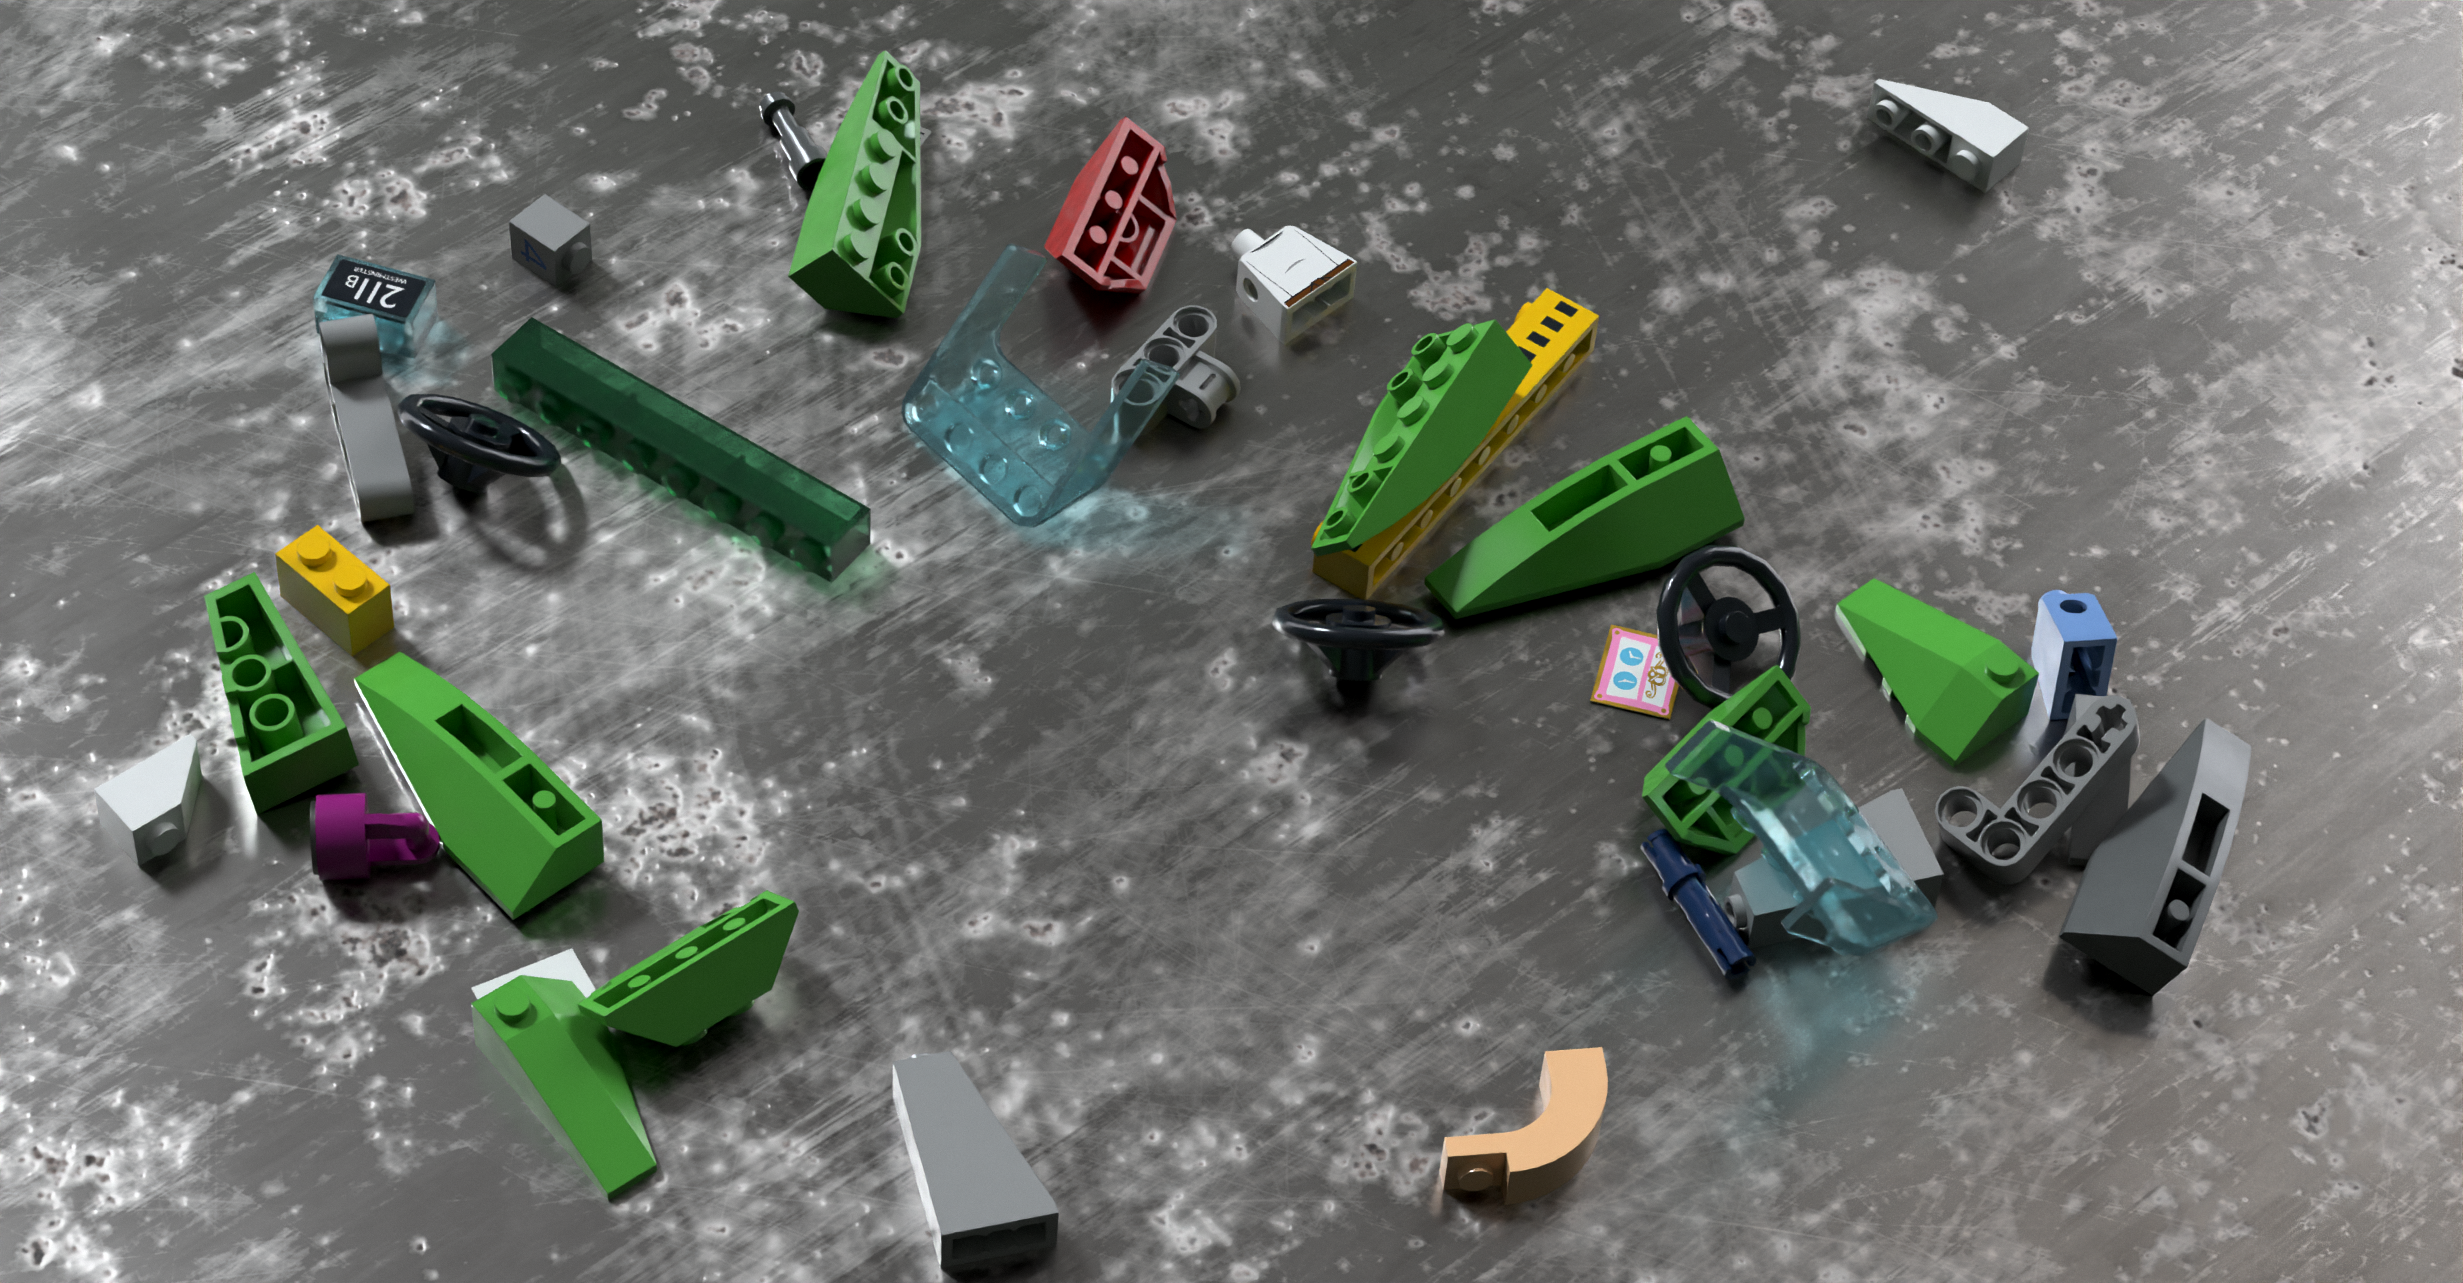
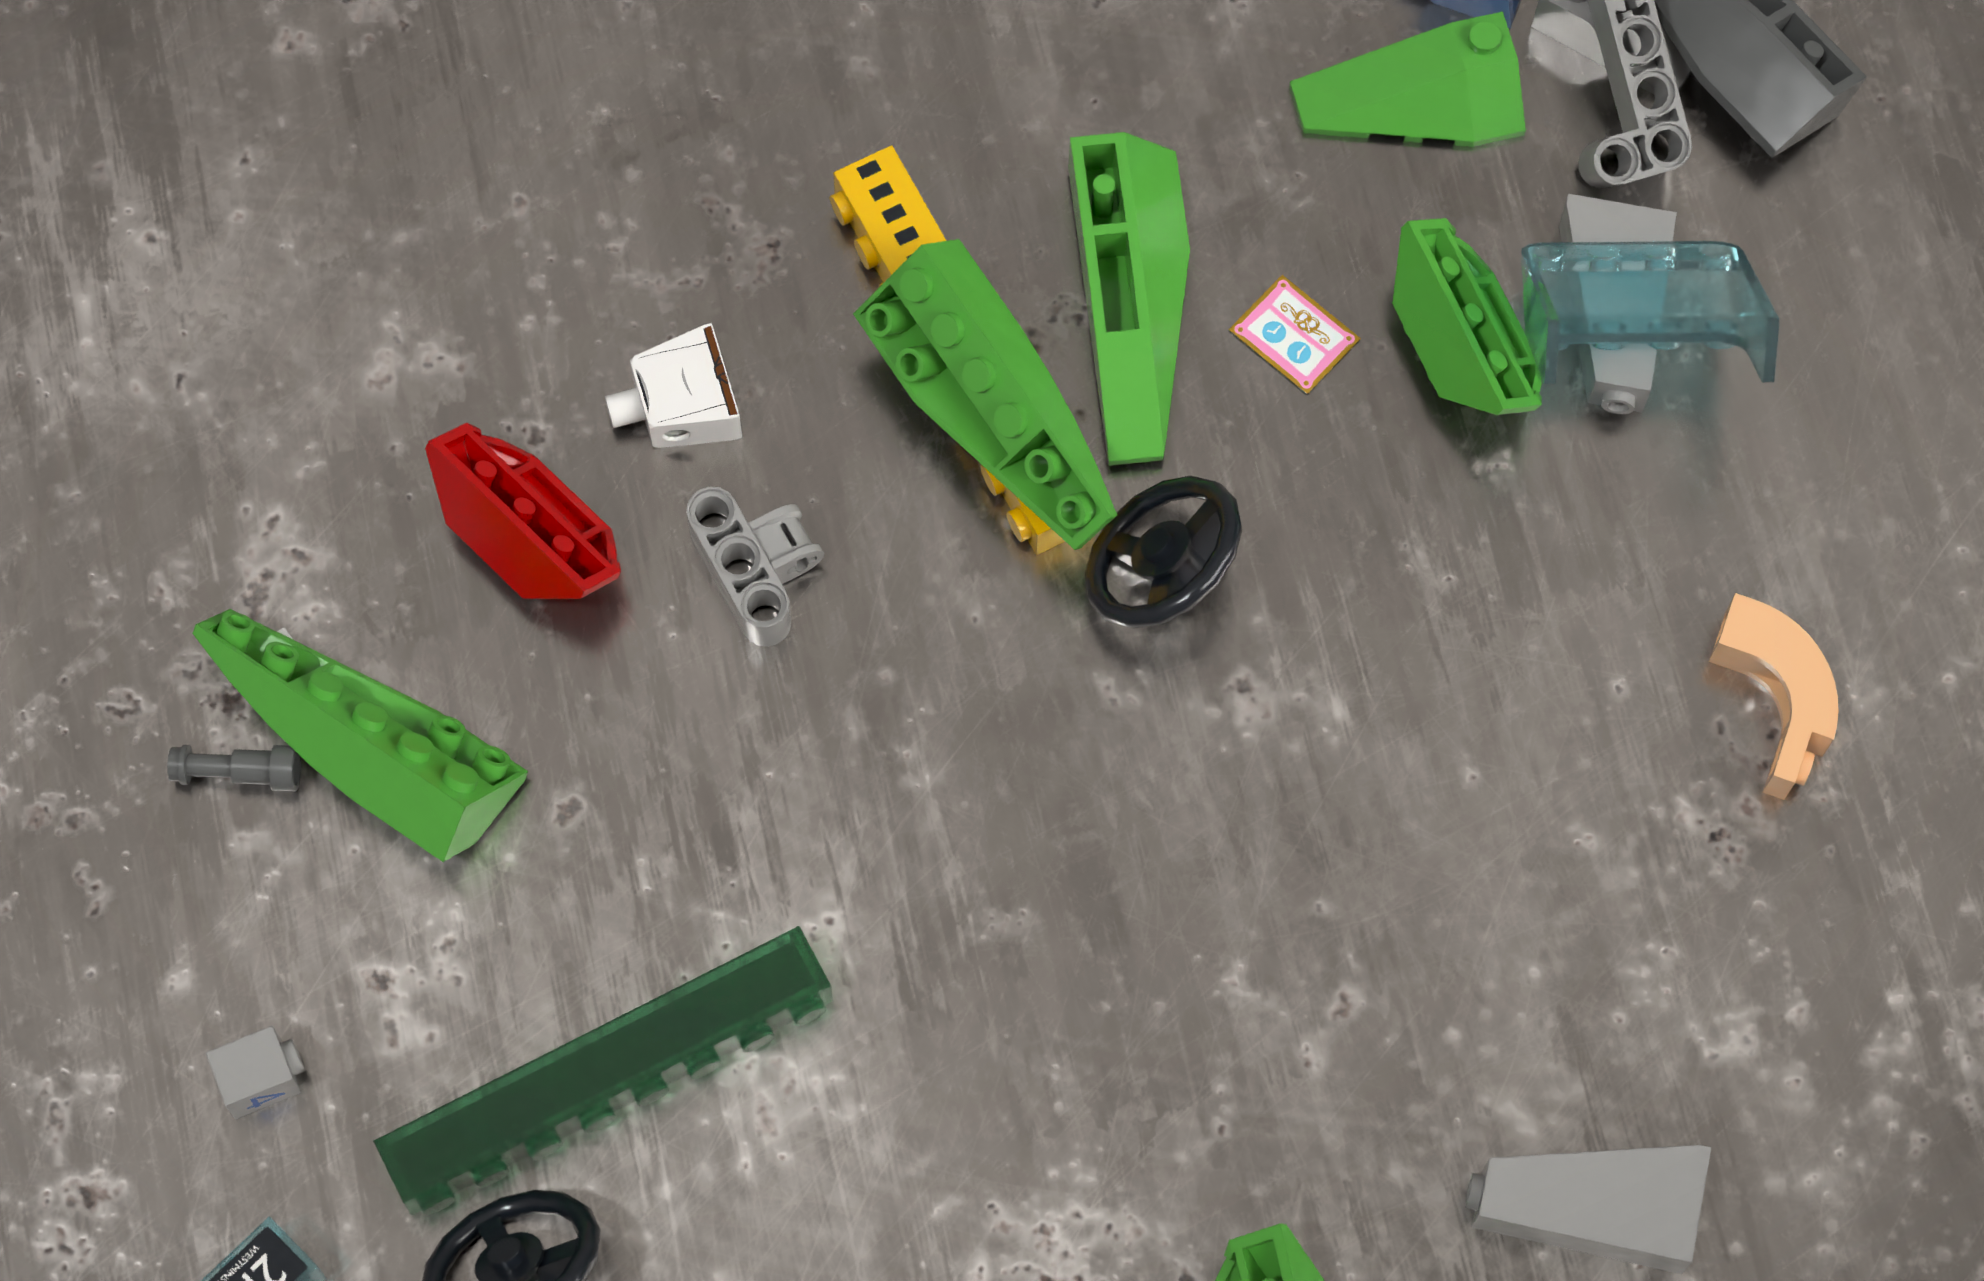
camera: 60 degrees left, 20 degrees up
(1004, 427) = (745, 745): clear light blue windscreen -> none
(1688, 888) = (1590, 427): dark blue pin -> none
(1722, 629) = (1317, 246): black piece -> none

